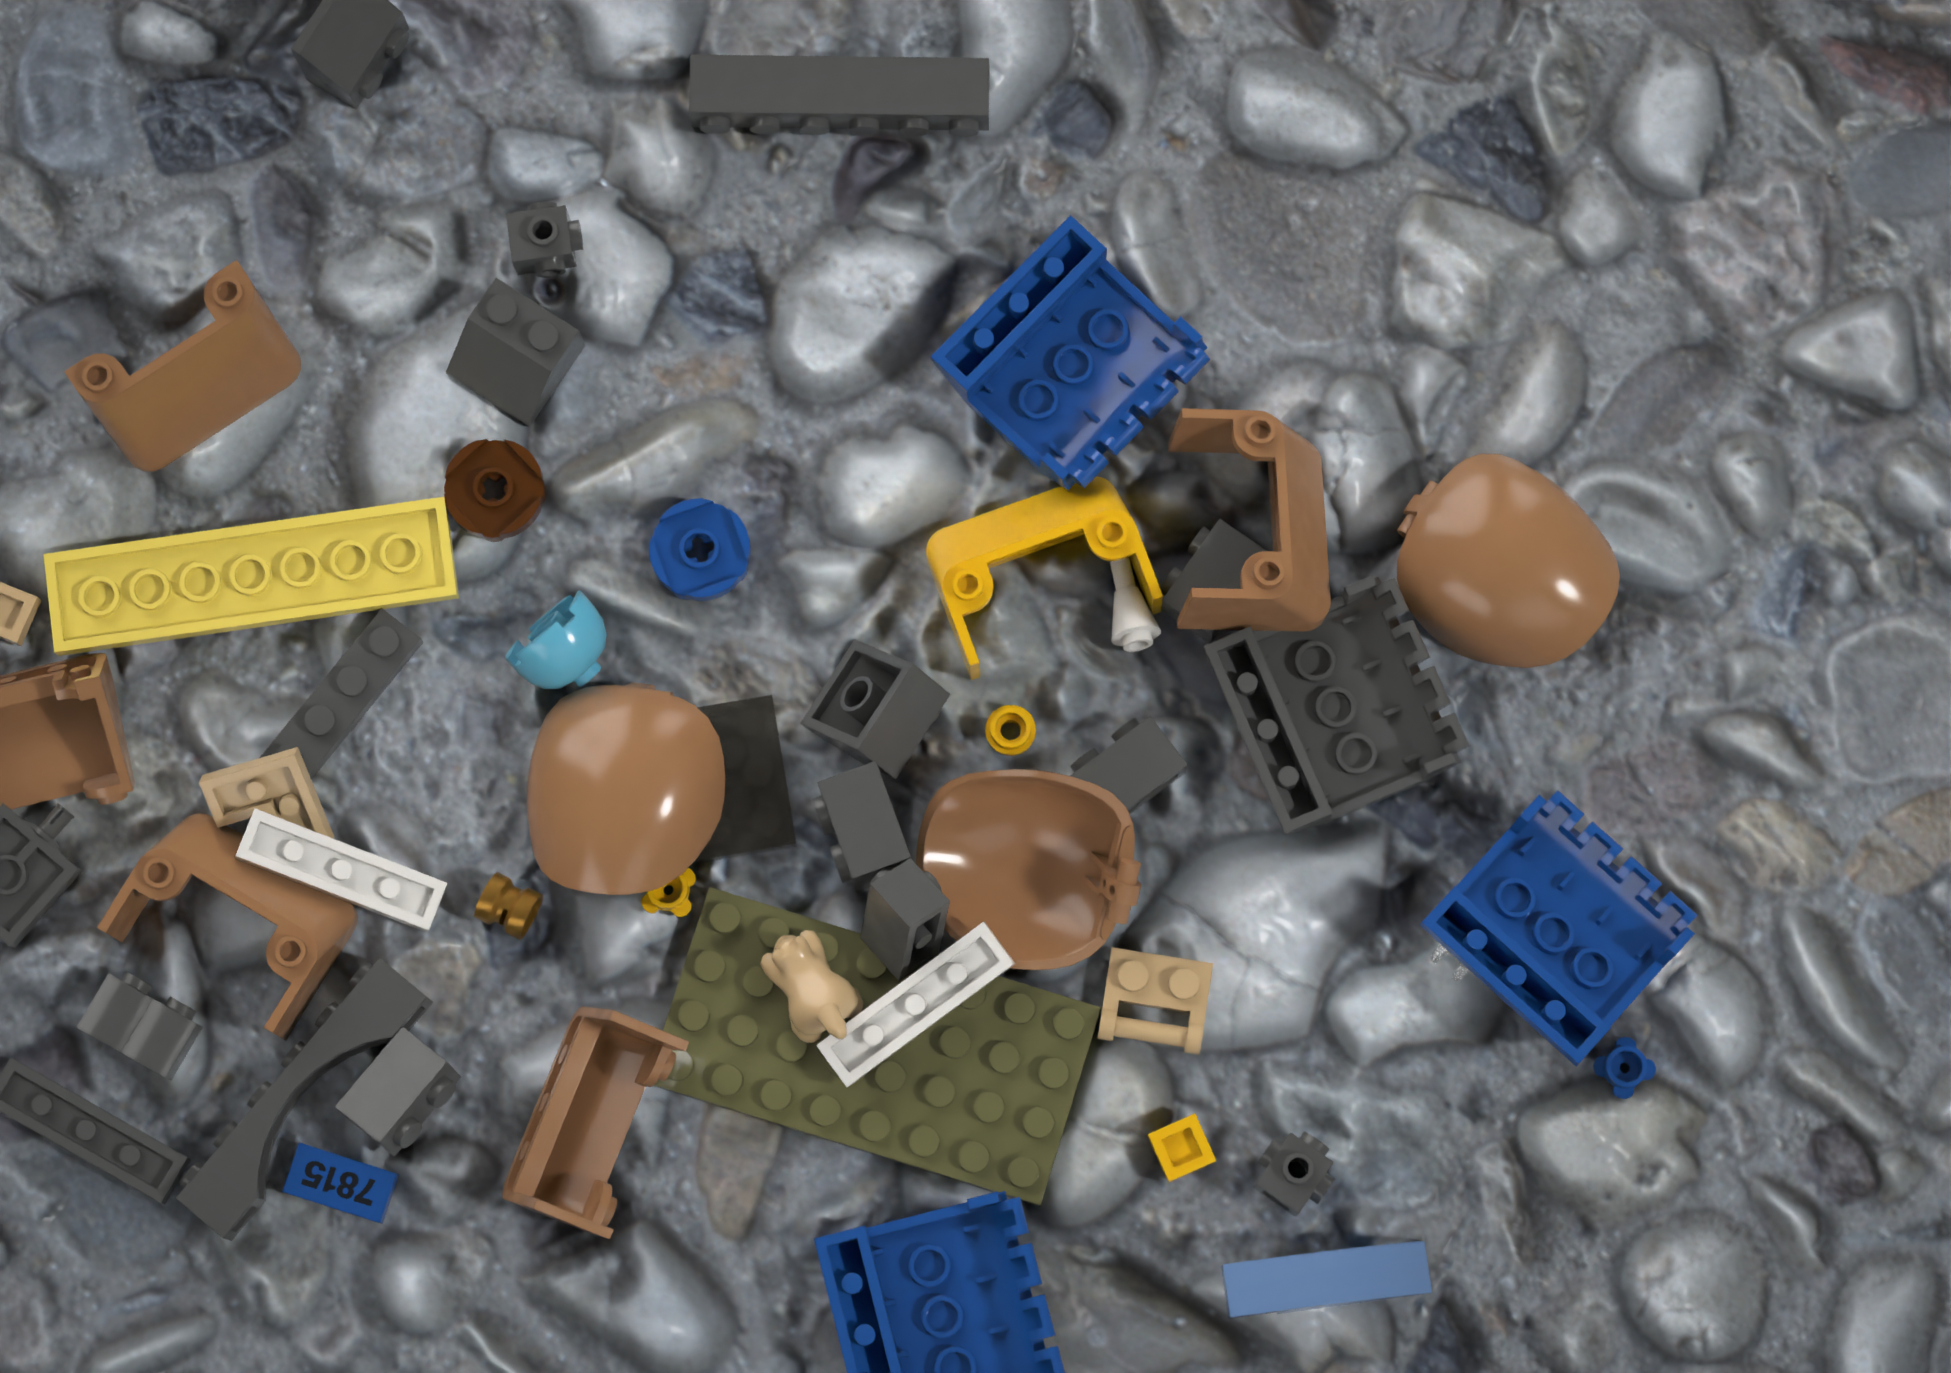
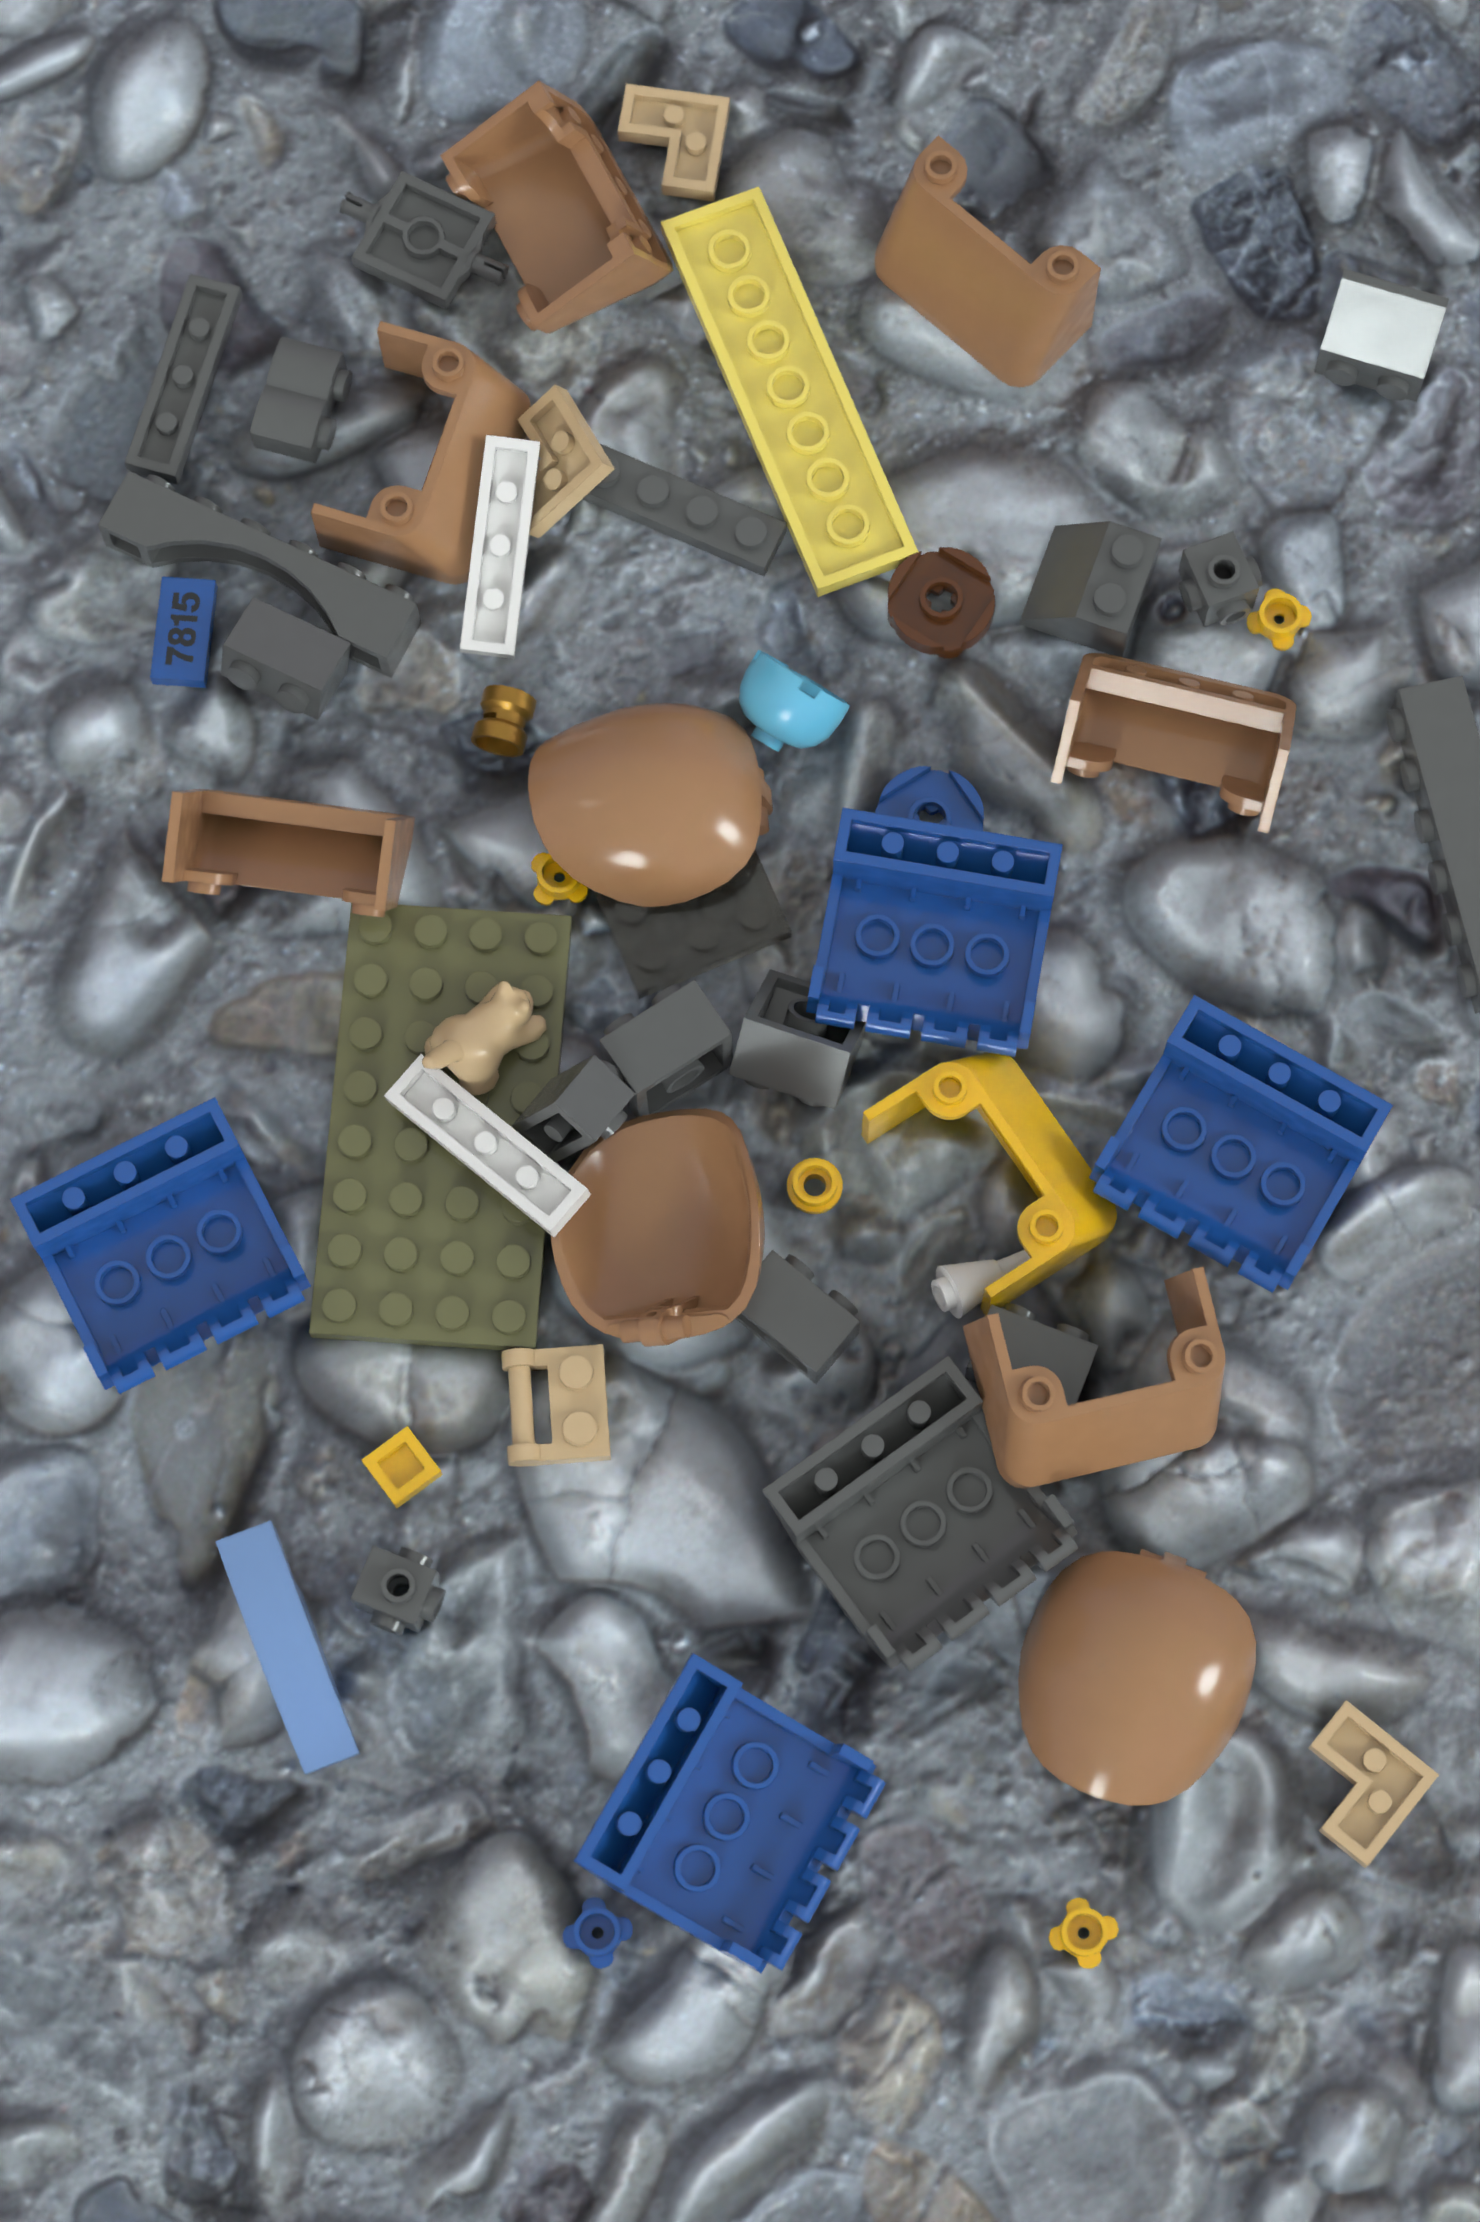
camera: 75 degrees right, 5 degrees down
(587, 185) = (1281, 604): none -> yellow plate
(671, 303) = (1179, 729): none -> medium nougat windscreen
(813, 570) = (934, 932): none -> blue slope
(1640, 380) = (1384, 1777): none -> tan plate
(1711, 645) = (1100, 1931): none -> yellow plate

